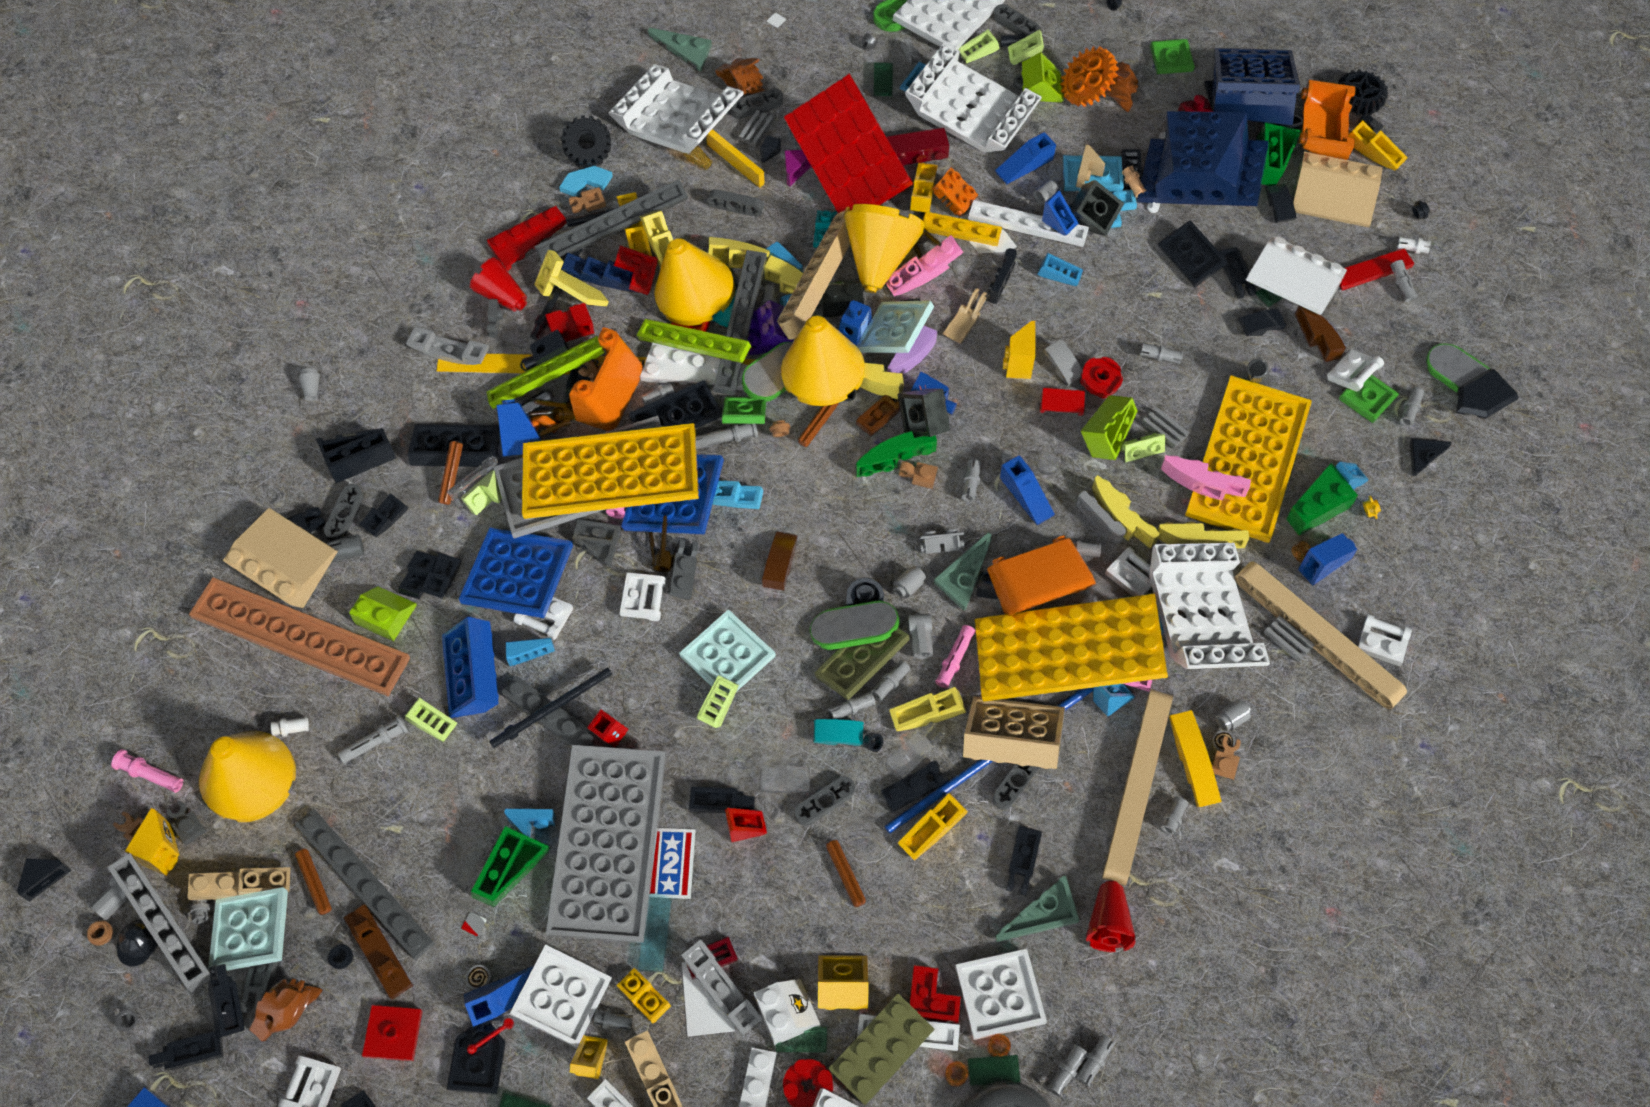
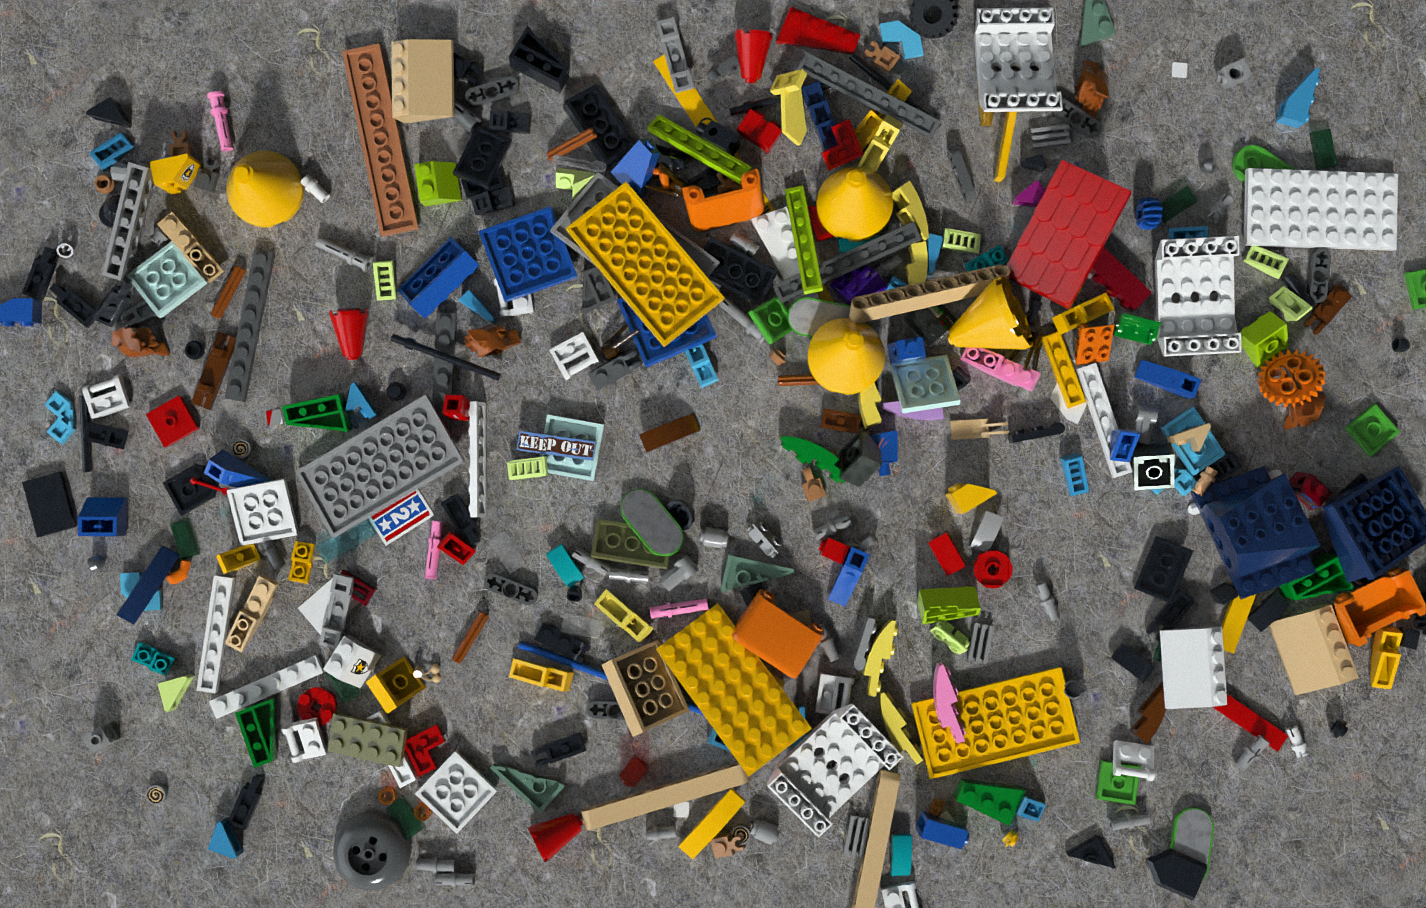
camera: 55 degrees right, 25 degrees up
(77, 919) = (107, 146): none -> dark azure slope
(127, 1067) = (40, 274): none -> black hinge
(395, 556) = (482, 157): none -> black tile
(451, 780) = (350, 330): none -> red cone
(545, 781) = (396, 391): none -> black plate
(567, 658) = (488, 341): none -> dark orange piece
(680, 751) = (477, 465): none -> white plate
(710, 830) = (433, 552): none -> bright pink pin
(715, 661) = (556, 445): none -> tile
(792, 243) = (953, 247): none -> yellowish green slope
(854, 932) = (435, 668): none -> tan piece
(876, 95) = (1148, 213): none -> blue gear
(966, 157) = (1136, 328): none -> green hinge
(994, 489) = (833, 550): none -> red brick
(1050, 30) = (1328, 309): none -> reddish brown hinge
(1093, 799) = (633, 771): none -> clear red brick
(1162, 783) = (681, 809): none -> white sticker
(1244, 224) = (1223, 593): none -> black slope
(1266, 223) = (1234, 621): none -> yellow tile
(1329, 605) = (901, 854): none -> teal slope

